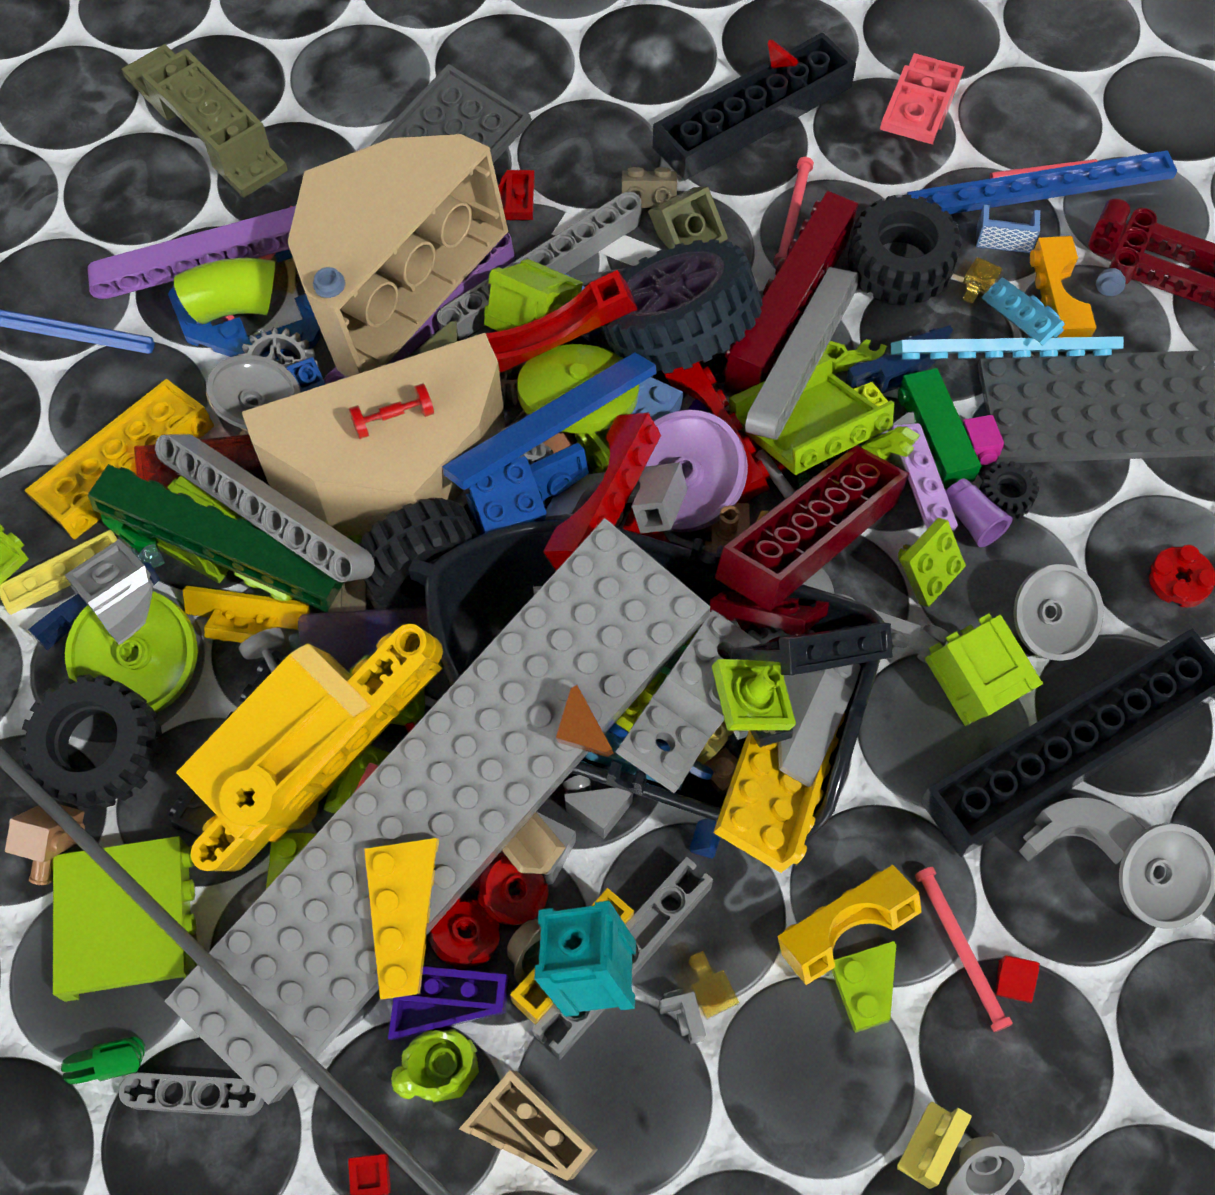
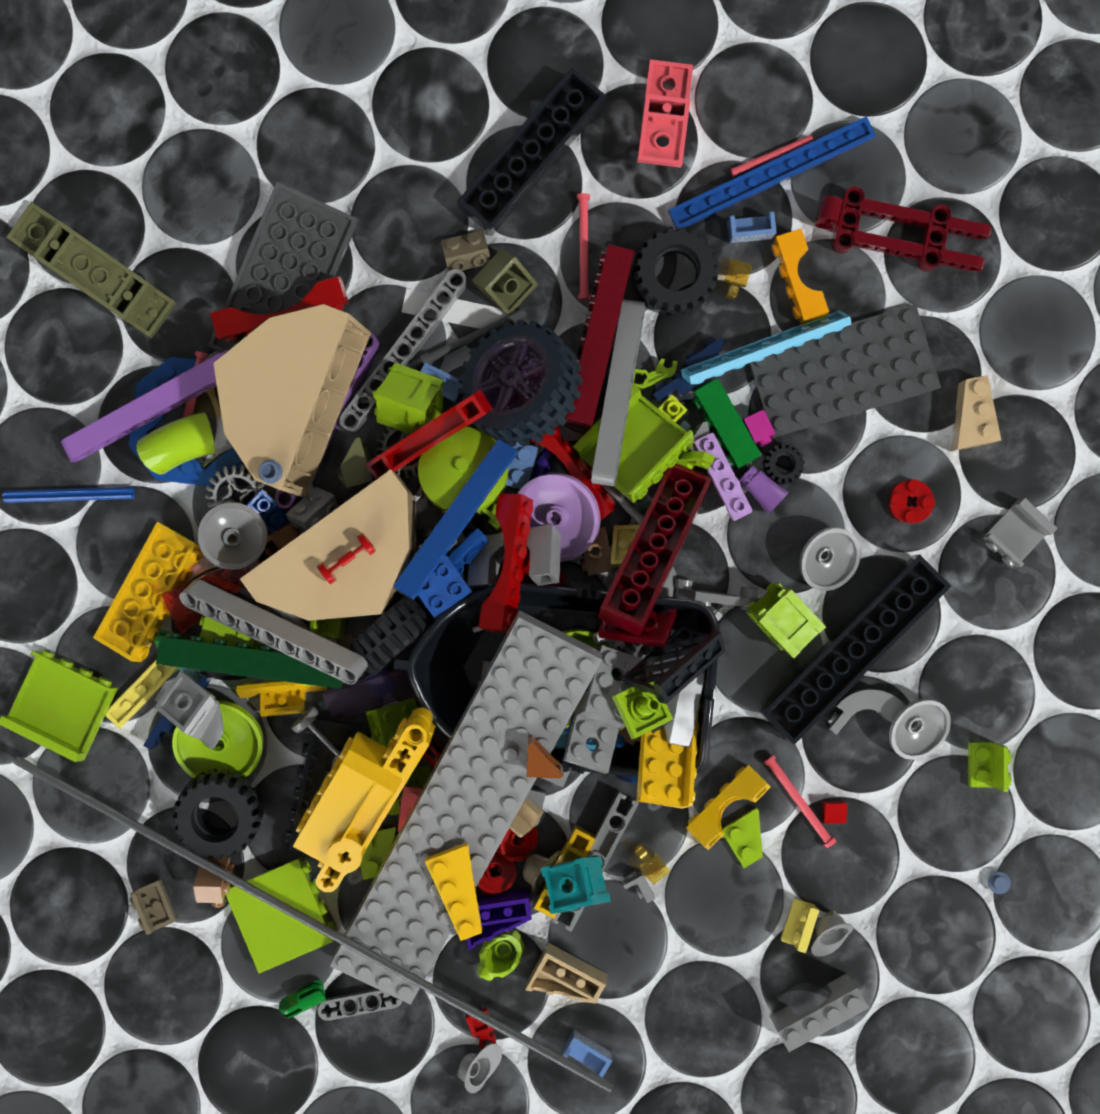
camera: 10 degrees left, 25 degrees up
(517, 194) = (363, 287): red wing -> none
(779, 56) = (544, 106): red slope -> none
(932, 562) = (738, 540): lime plate -> none
(1024, 311) = (776, 313): medium azure bracket -> none
(1110, 282) = (835, 258): sand blue plate -> none

